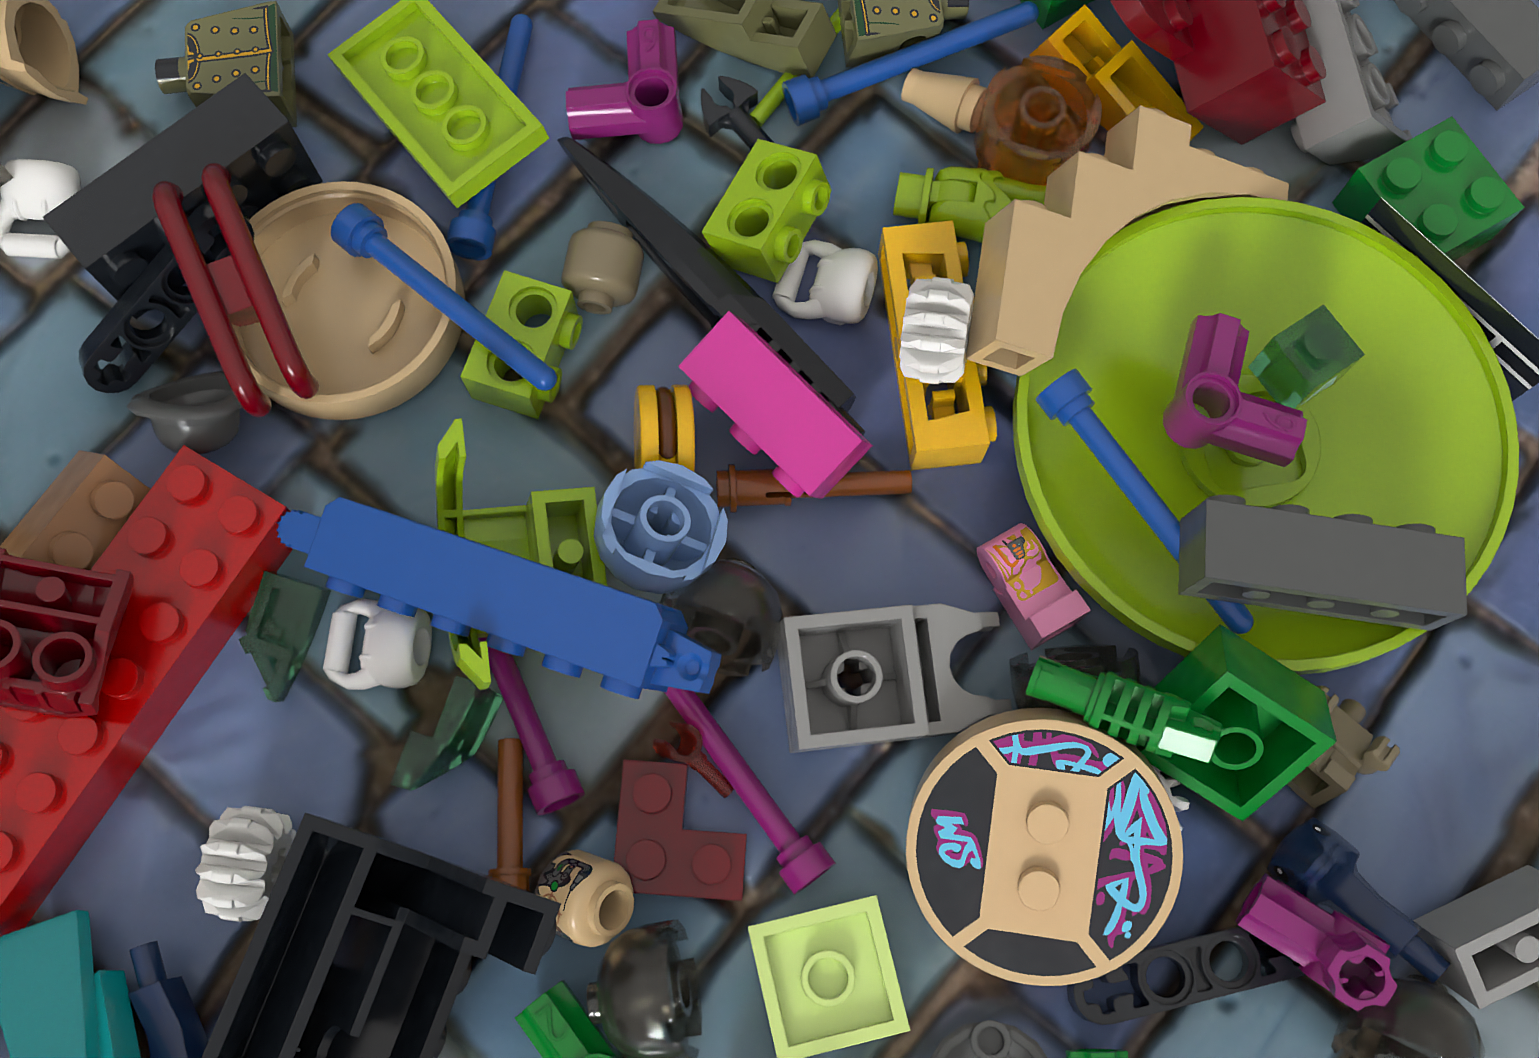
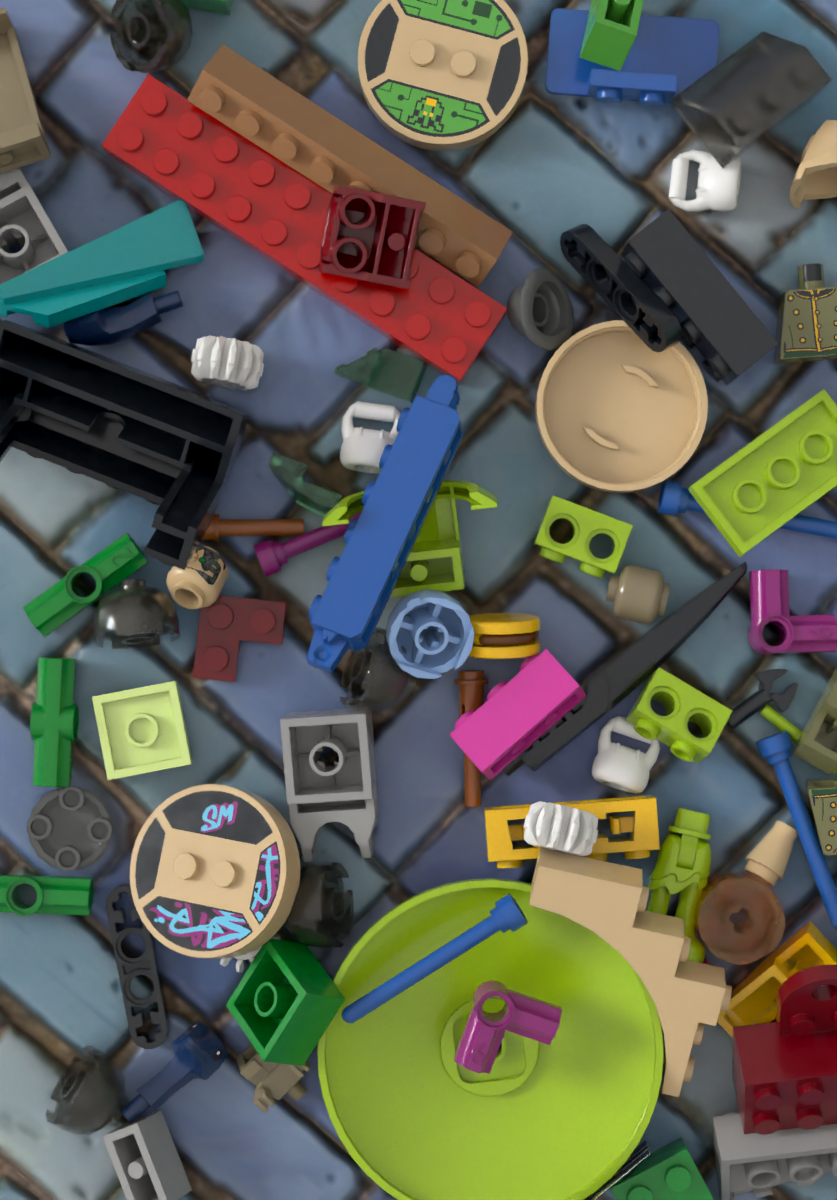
camera: 90 degrees right, 15 degrees up
(232, 290) = (611, 343): dark red piece -> none
(363, 234) = (665, 423): blue piece -> none
(690, 753) = (289, 646): clear red hand -> none
(798, 856) = (217, 715): magenta piece -> none
(1030, 586) = (392, 882): bright pink leg -> none
(1127, 710) = (286, 936): green hinge -> none
(1306, 359) = (526, 1080): clear green brick -> none
(1322, 564) = (380, 1068): dark grey brick -> none
(1326, 945) = (143, 1048): magenta piece -> none

